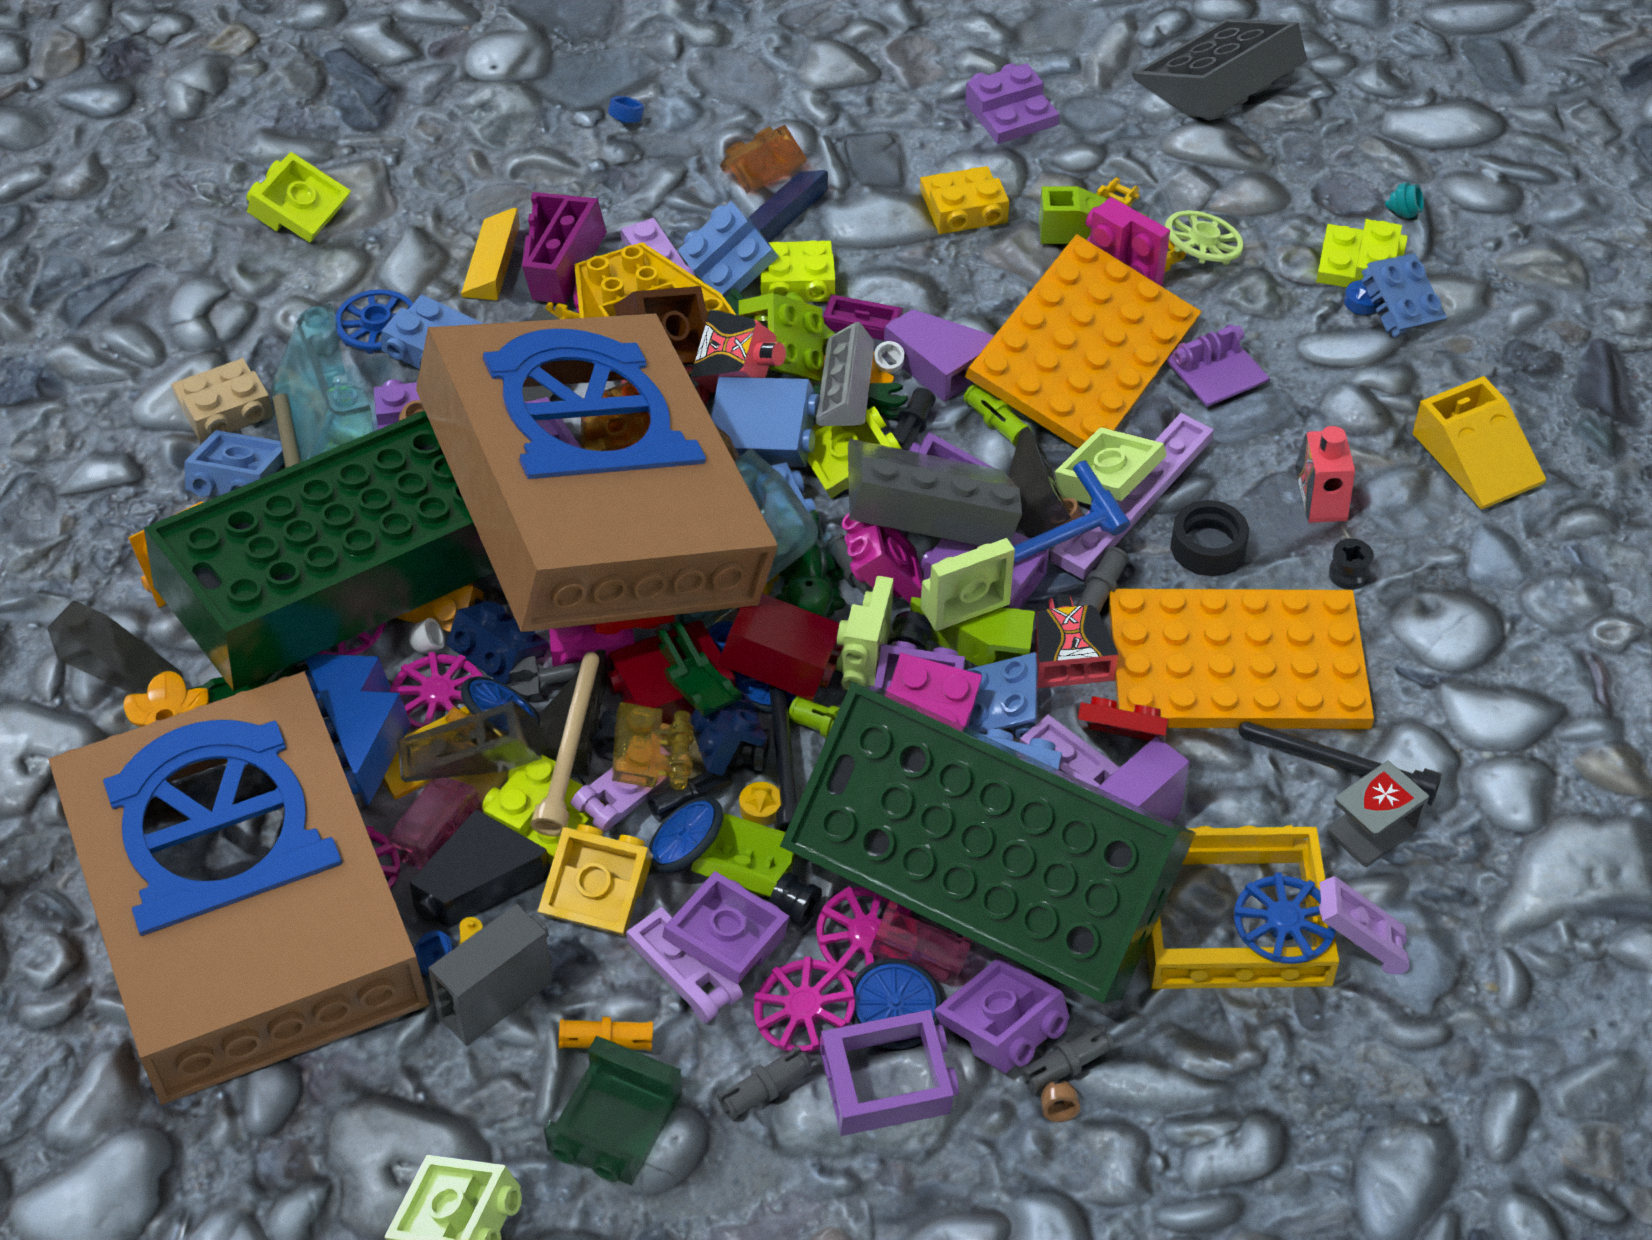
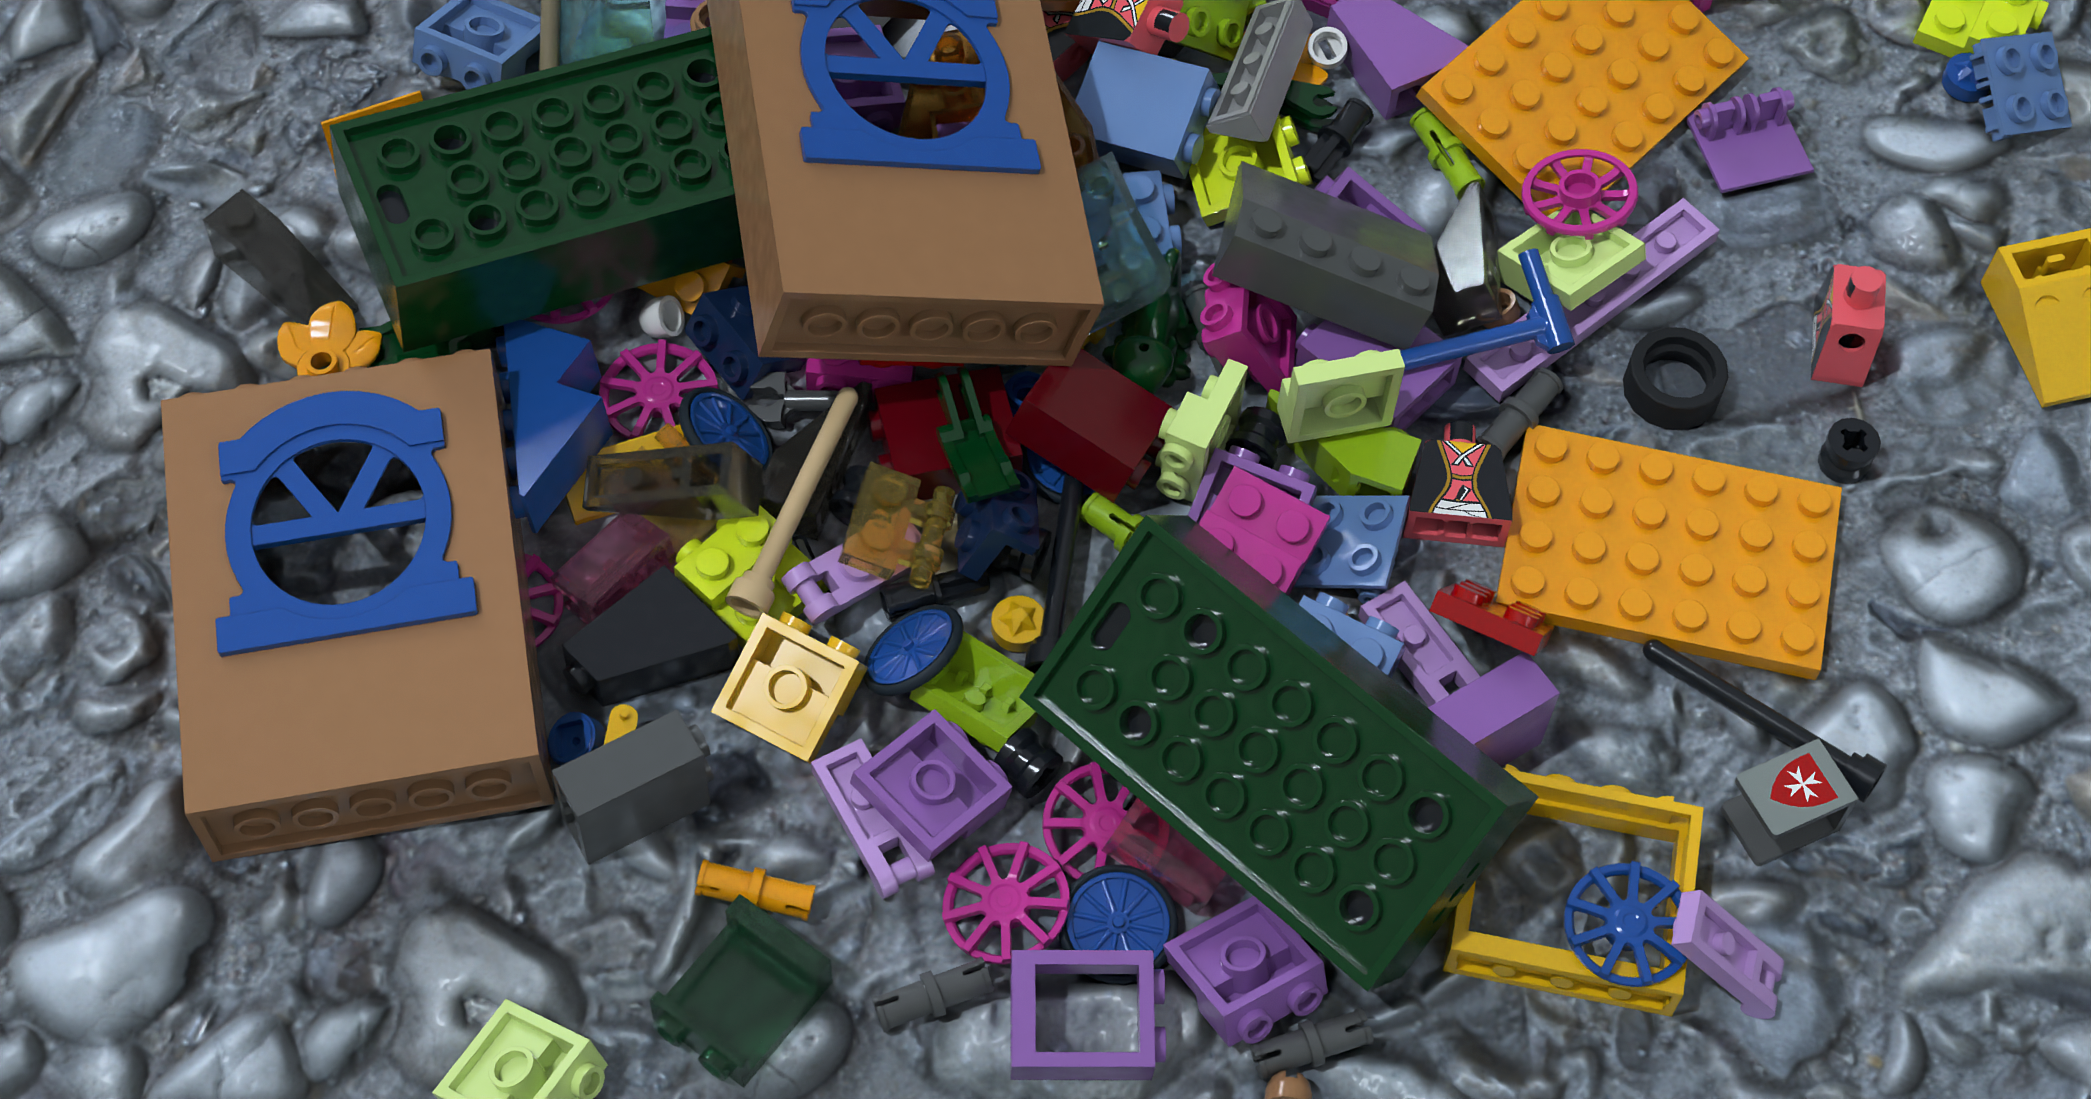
camera: 10 degrees right, 10 degrees up
(1105, 419) = (1579, 192): none -> dark pink wheel

